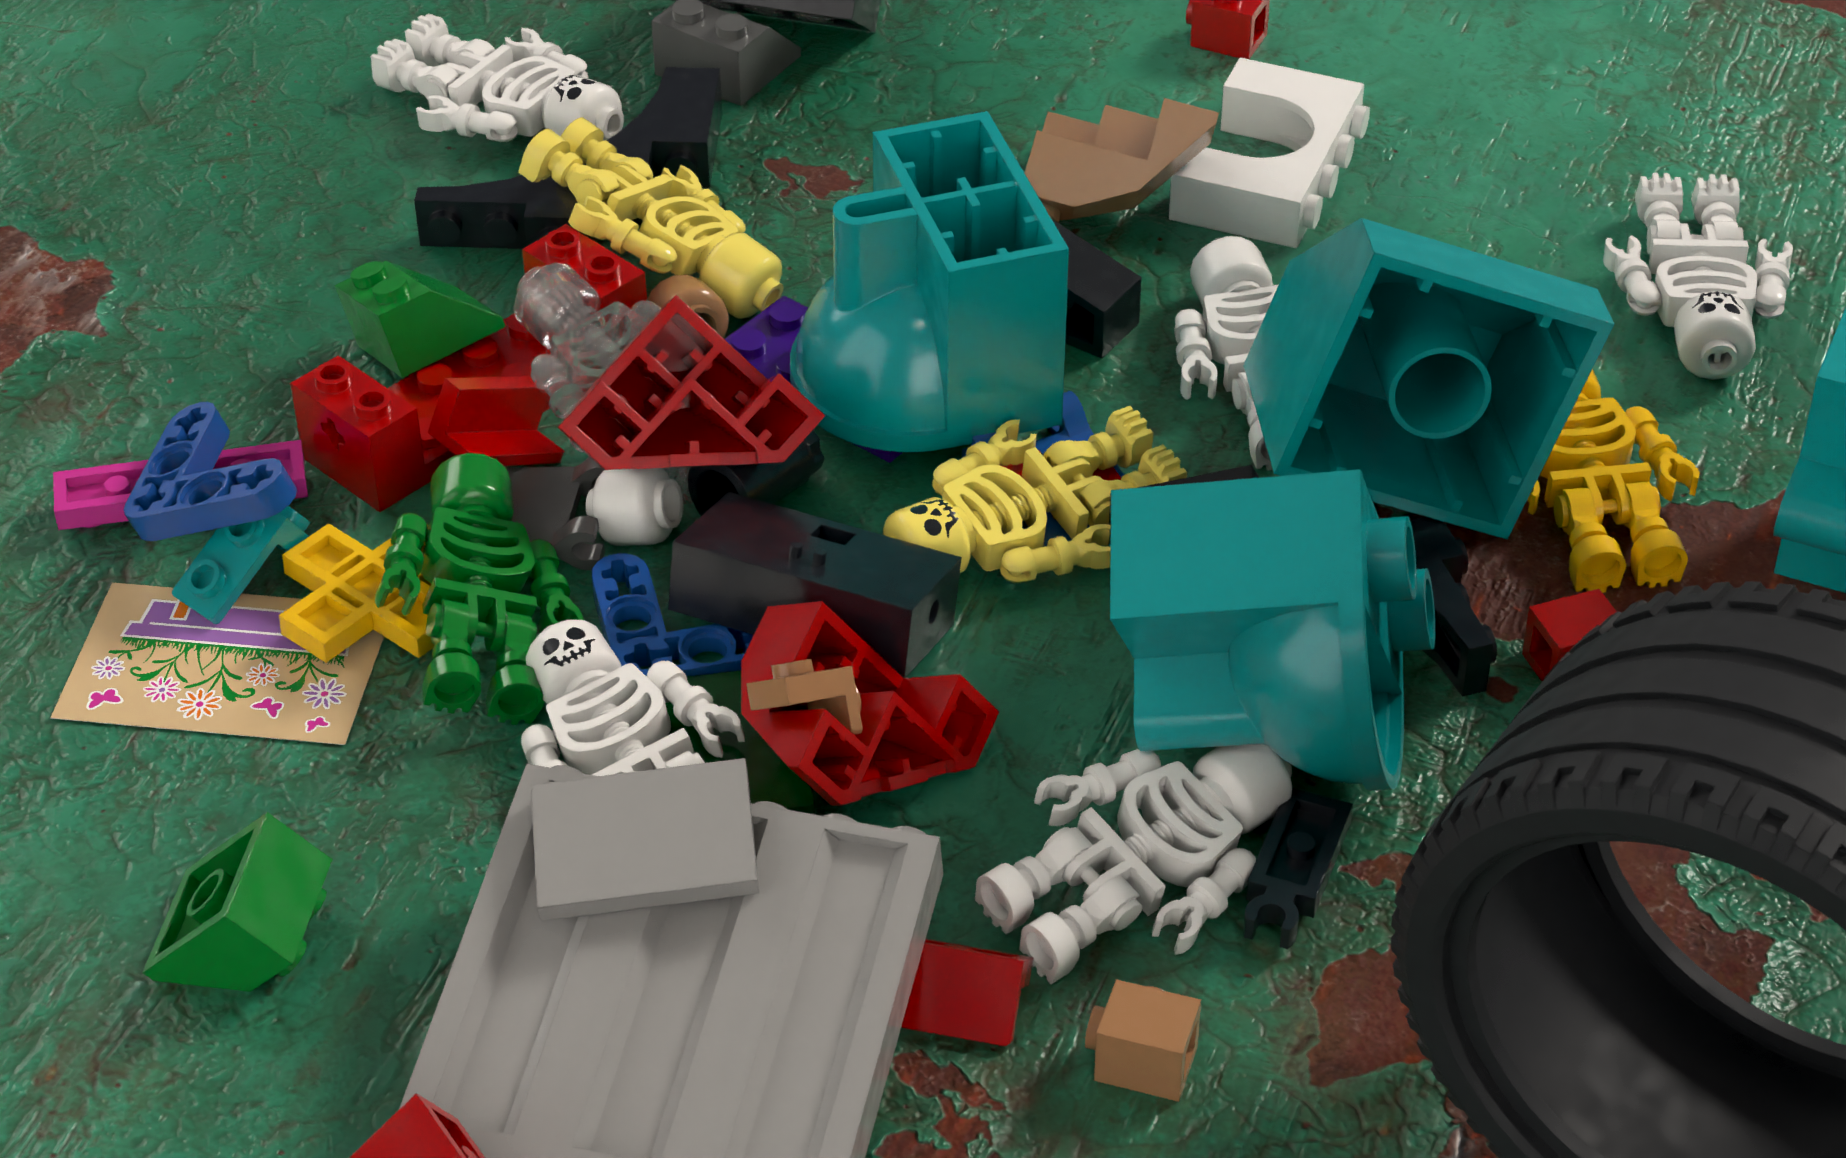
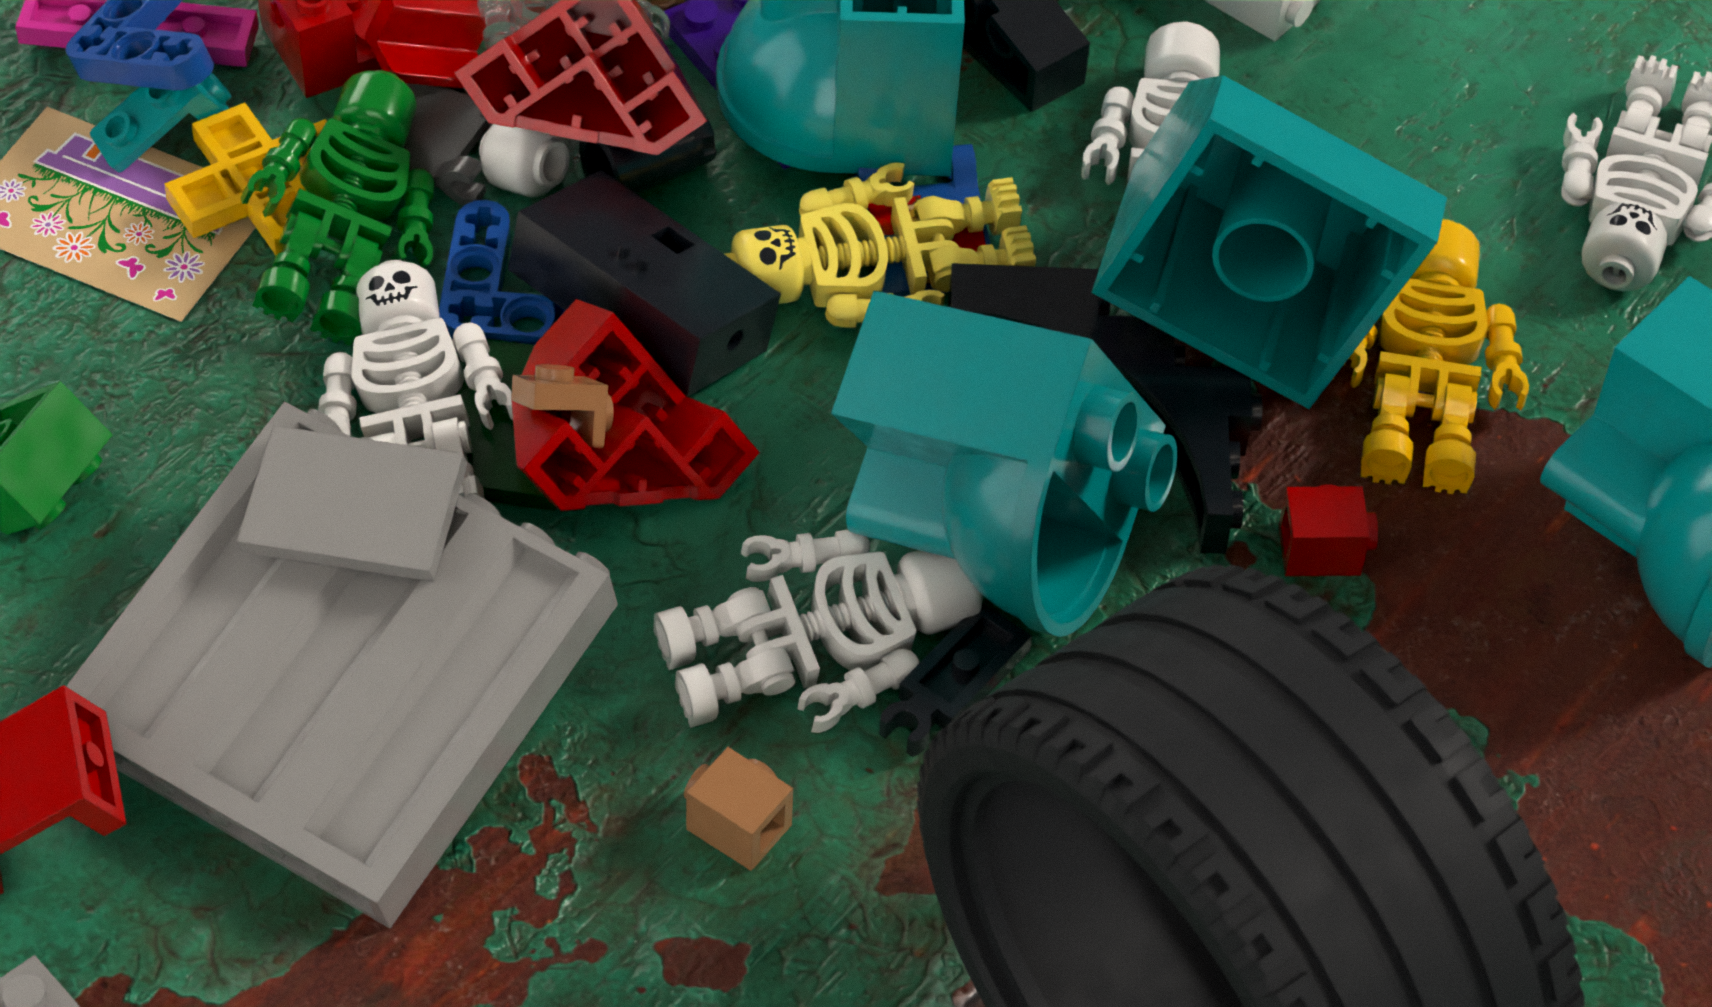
camera: 15 degrees right, 10 degrees up
(967, 992) = (606, 712): red panel -> none

